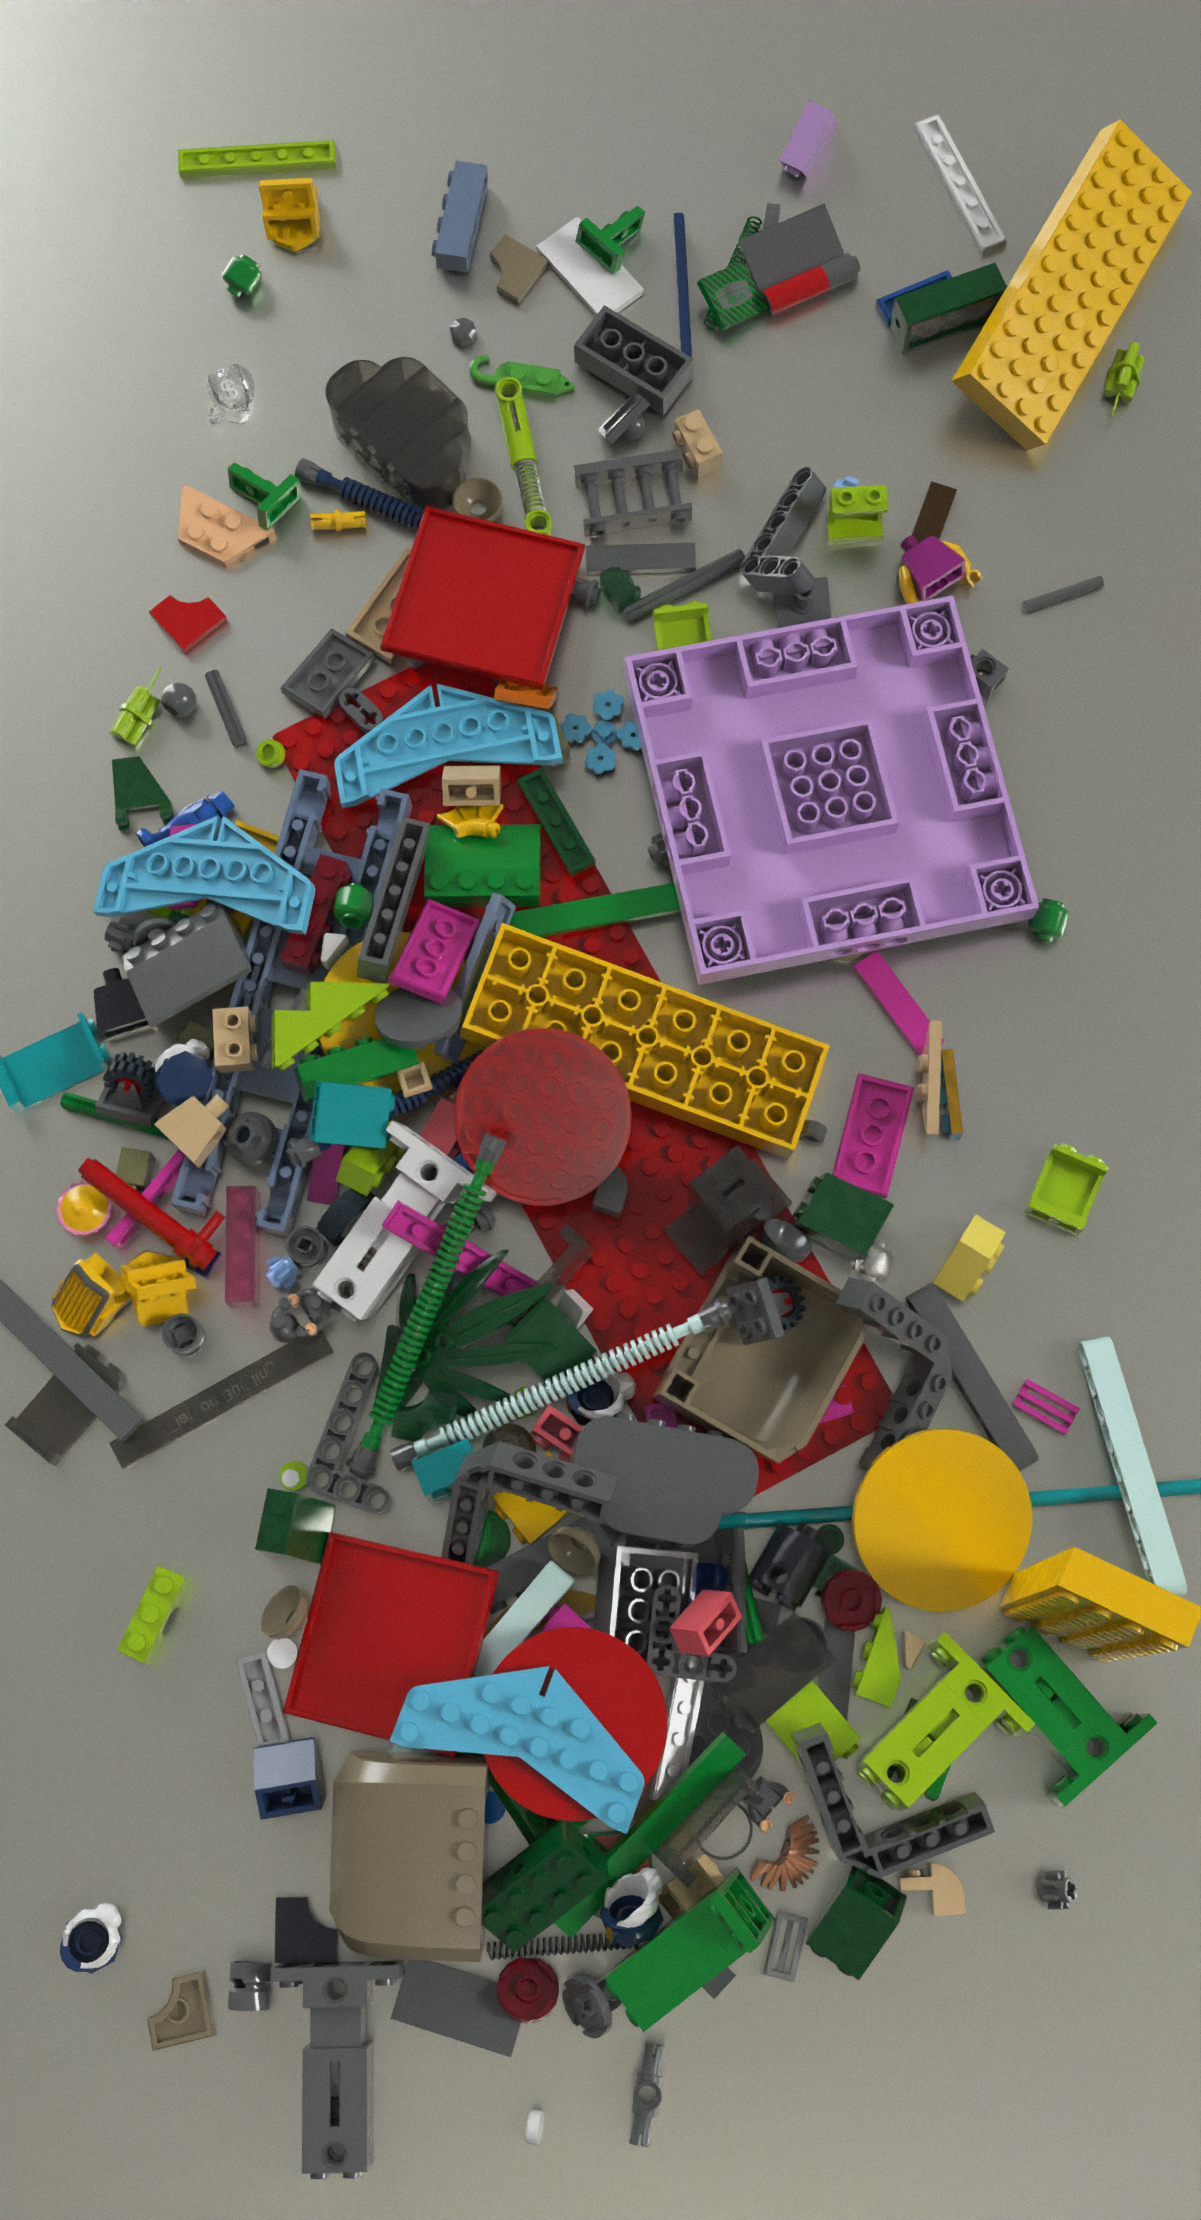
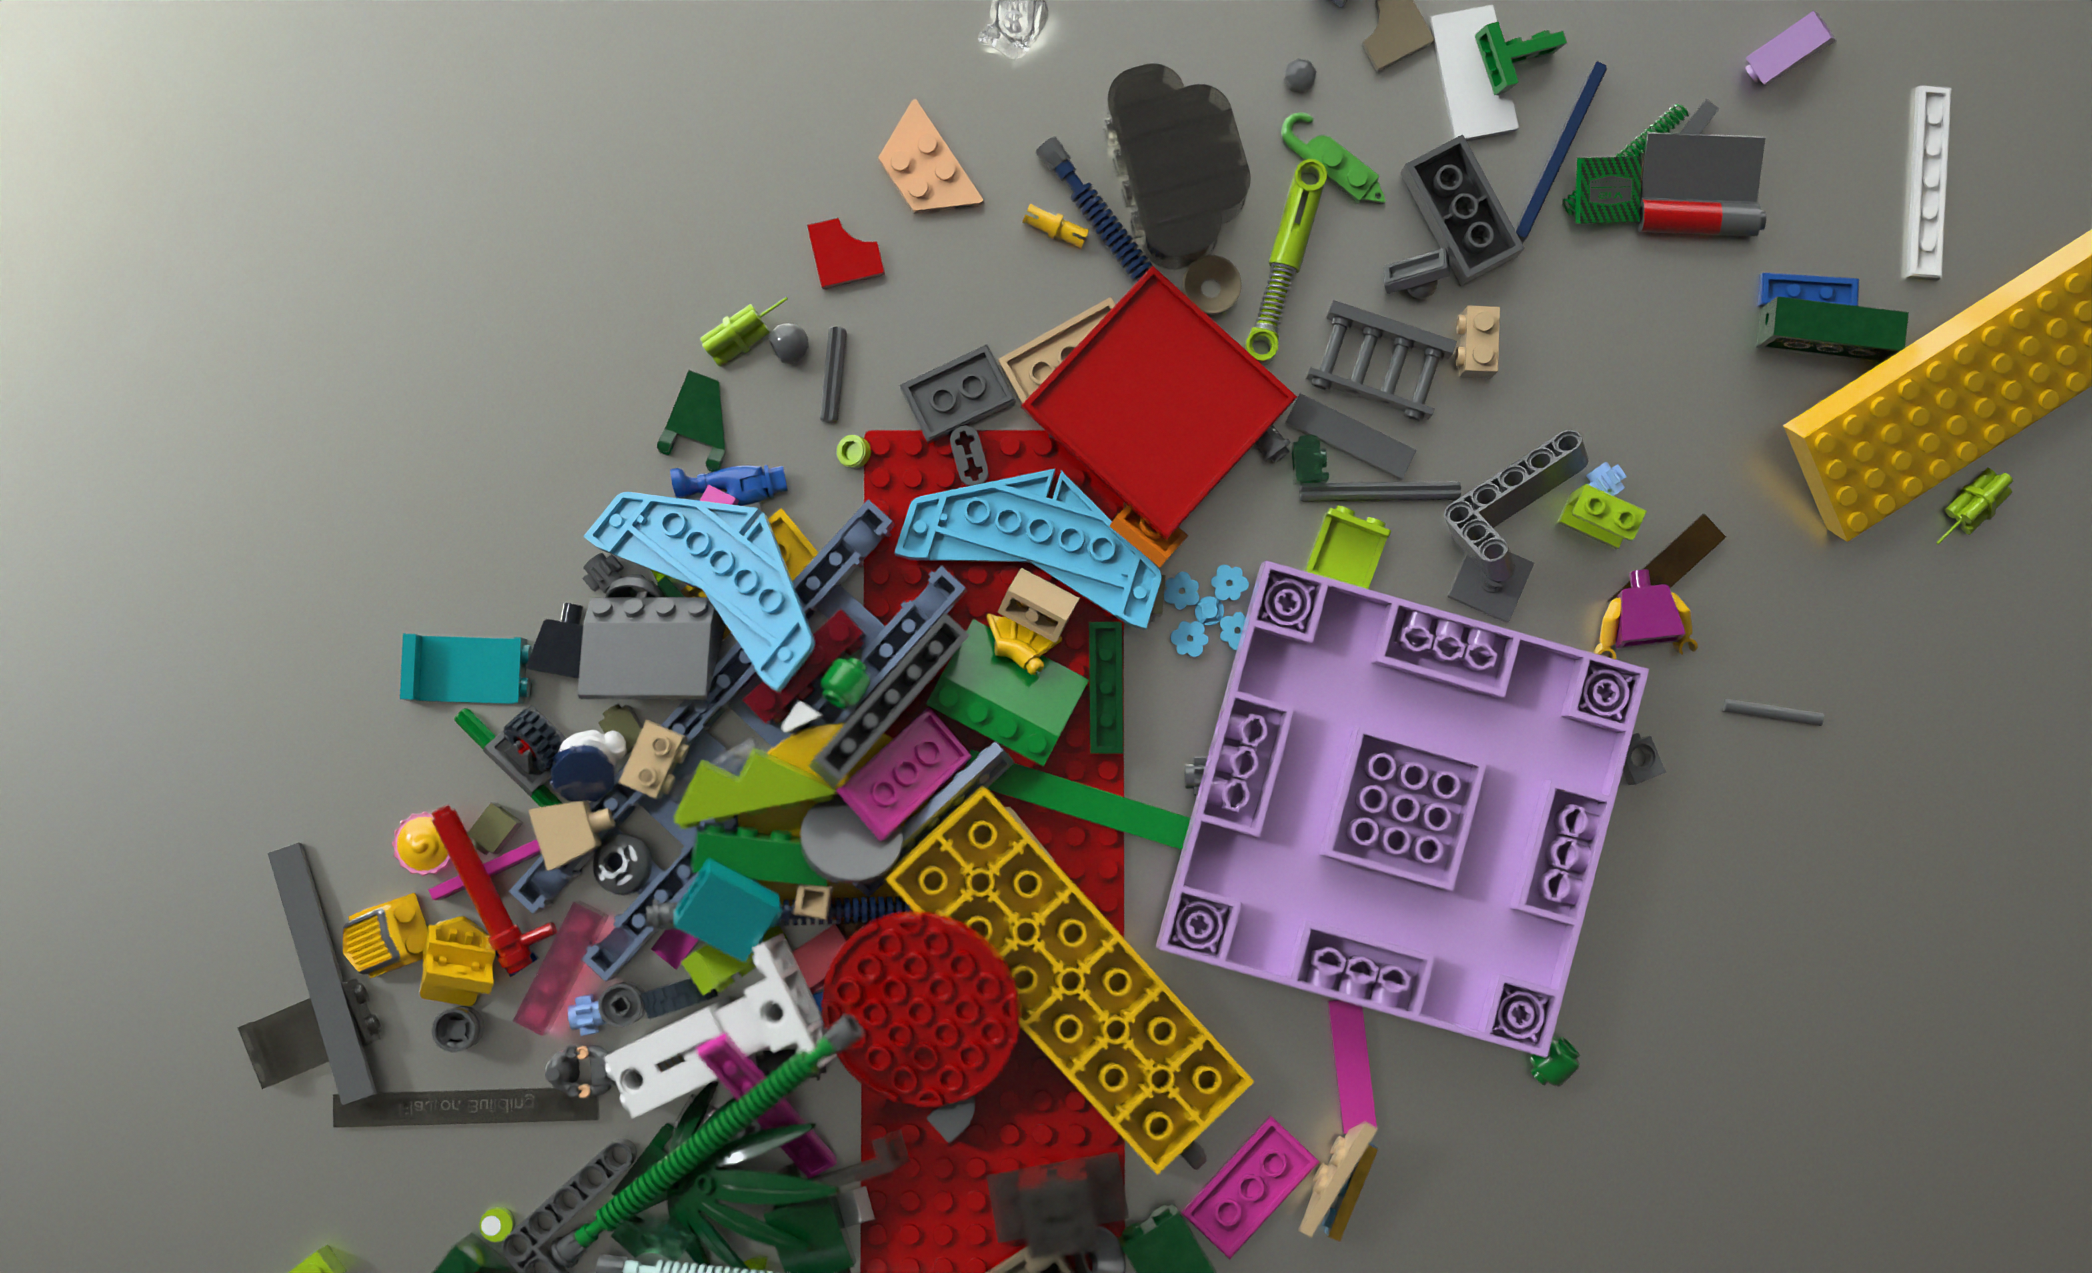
camera: 25 degrees right, 10 degrees up
(272, 500) = (995, 157): green bracket -> none

